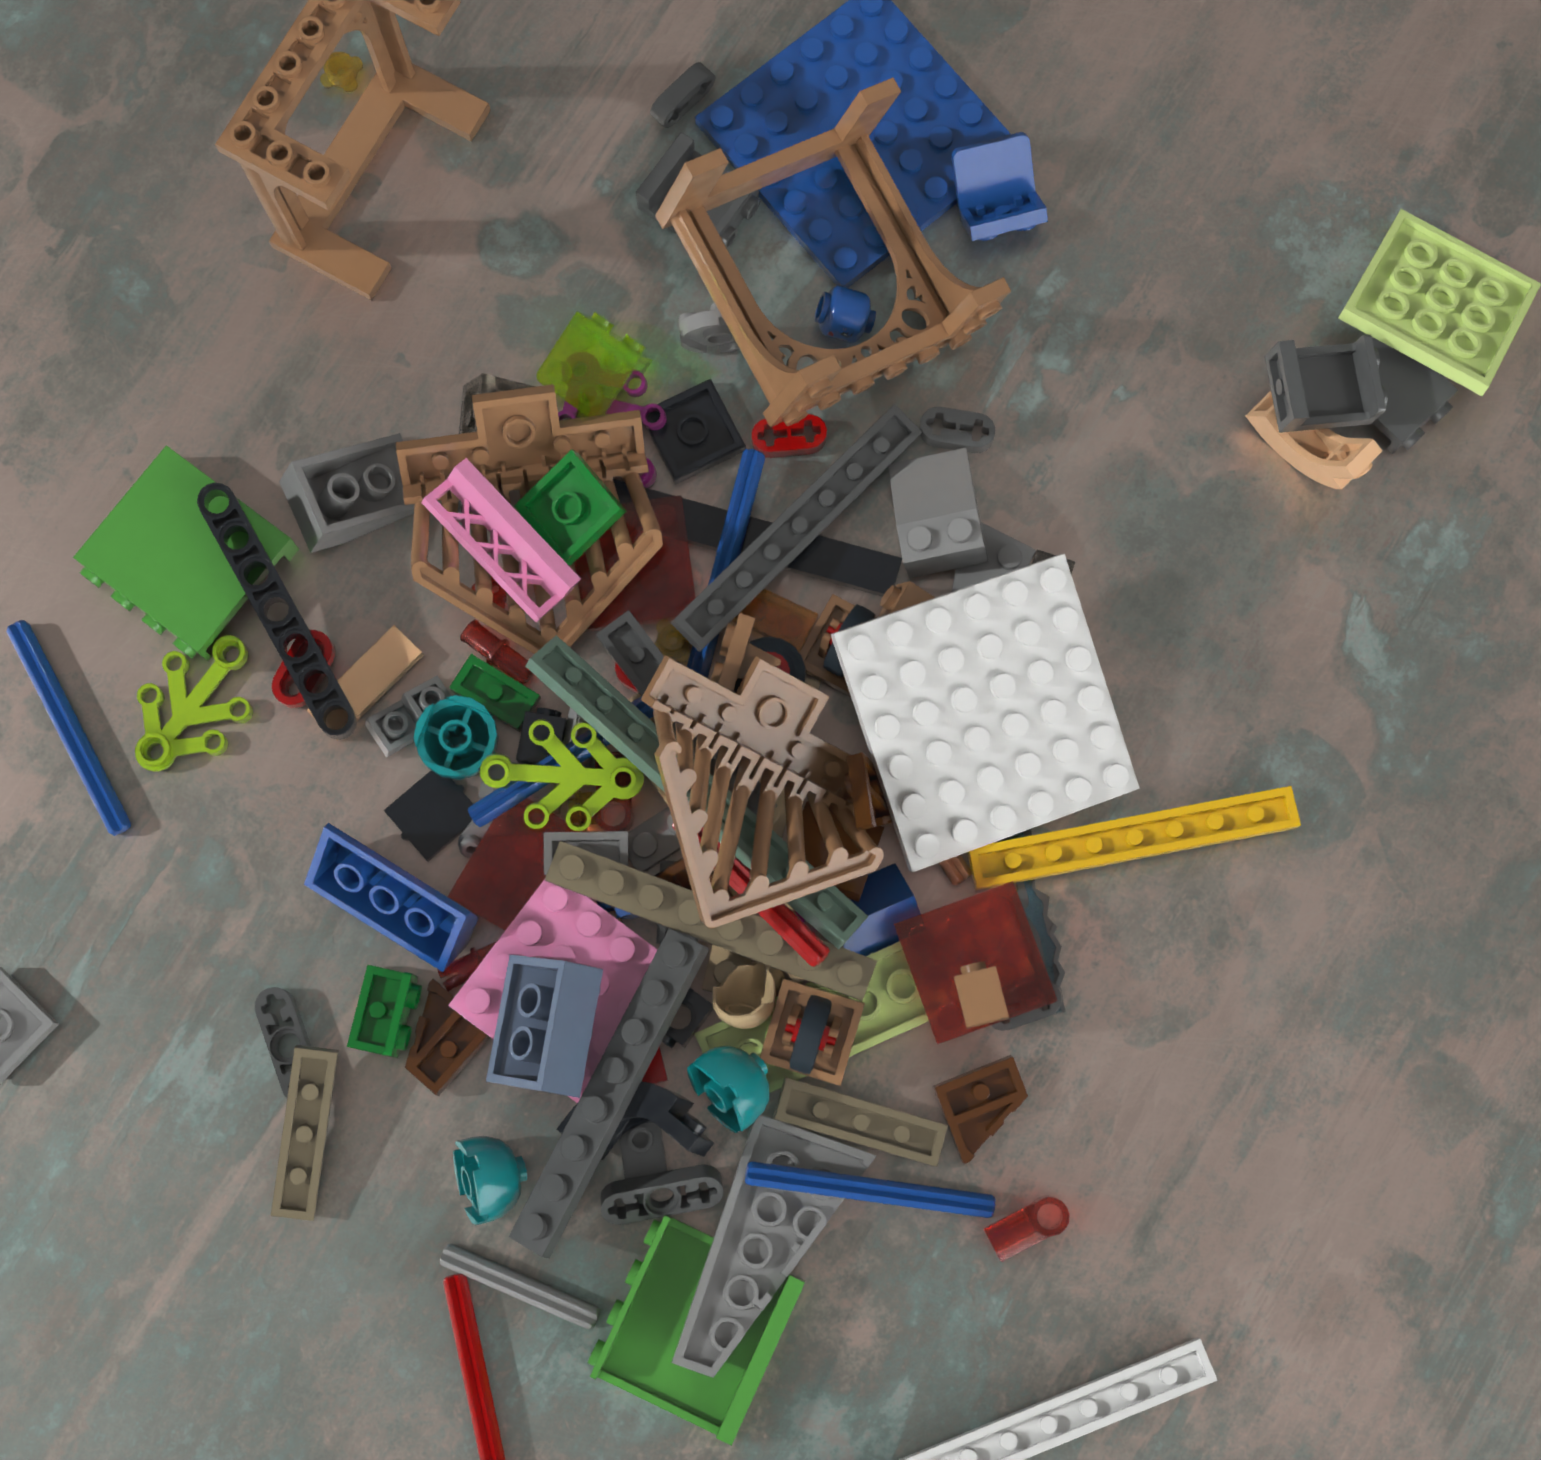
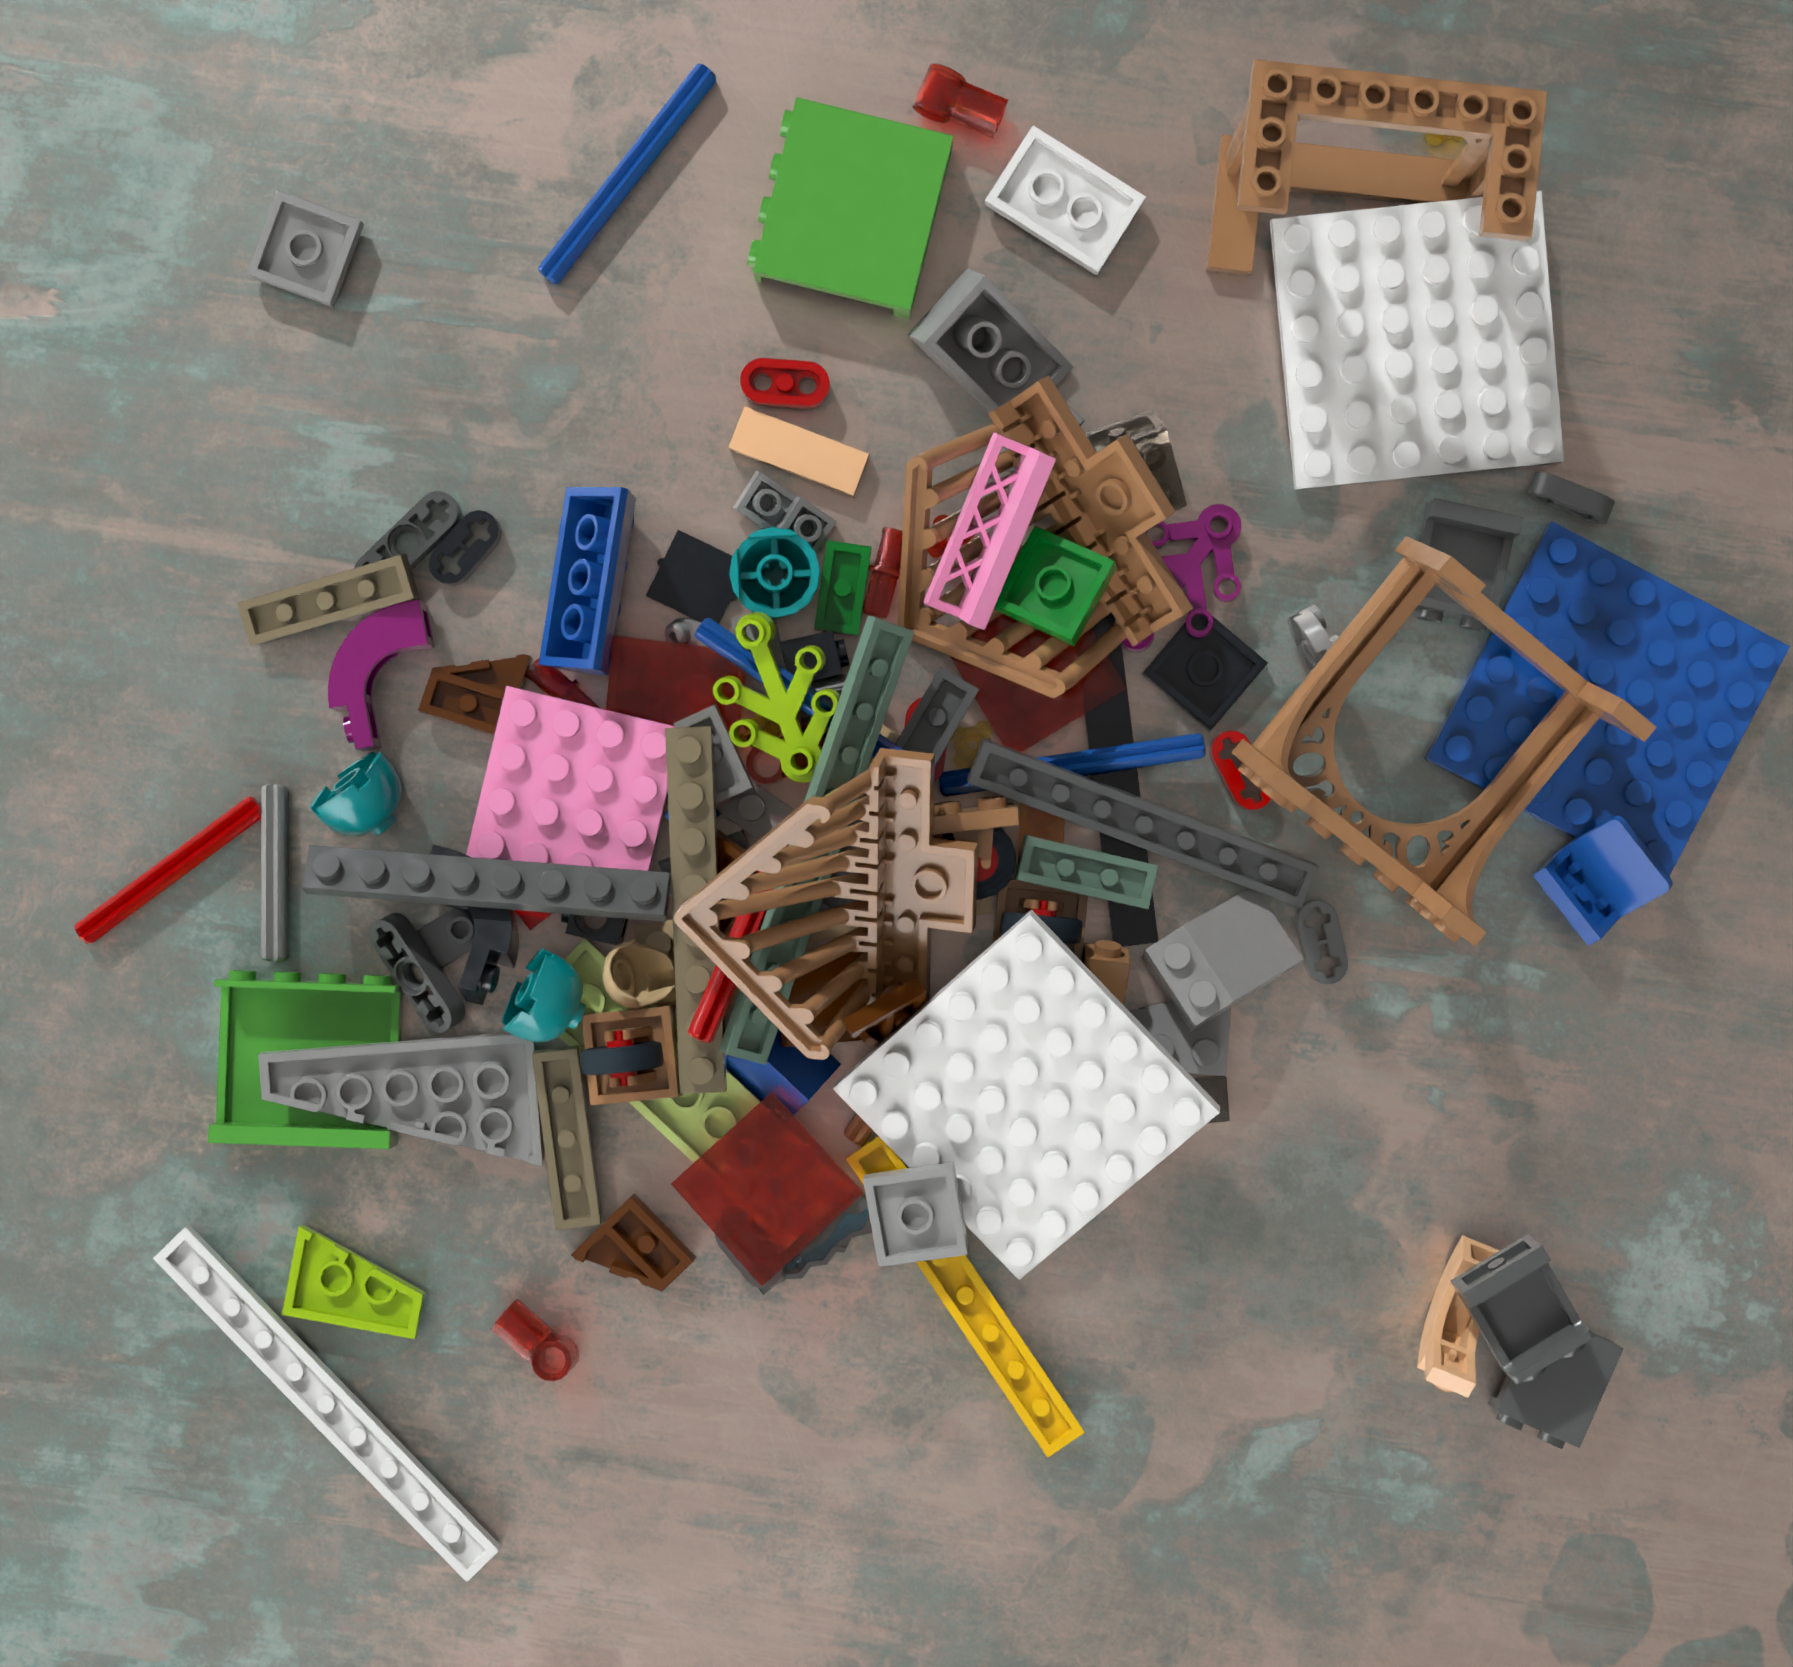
camera: 70 degrees right, 10 degrees up
(133, 441) = (948, 97): none -> clear red piece
(189, 709) = (695, 285): lime plant -> none
(262, 384) = (1064, 200): none -> white plate
(265, 595) = (832, 311): black beam -> none
(307, 1002) = (457, 540): none -> black beam
(361, 1113) = (361, 658): none -> magenta arch
(384, 1011) = (478, 622): green bracket -> none
(504, 161) = (1414, 344): none -> white plate
(544, 1025) = (521, 792): sand blue slope -> none
(591, 363) = (1229, 534): clear neon green bracket -> none
(818, 588) = (1086, 872): none -> sand green plate
(845, 314) = (1396, 773): blue head -> none
(869, 1189) = (504, 1174): blue axle -> none
(915, 1377) = (348, 1290): none -> lime wing
(980, 995) = (731, 1209): medium nougat brick -> none
(1049, 844) = (916, 1214): none -> light grey plate
(1440, 302) = (1671, 1394): yellowish green plate -> none

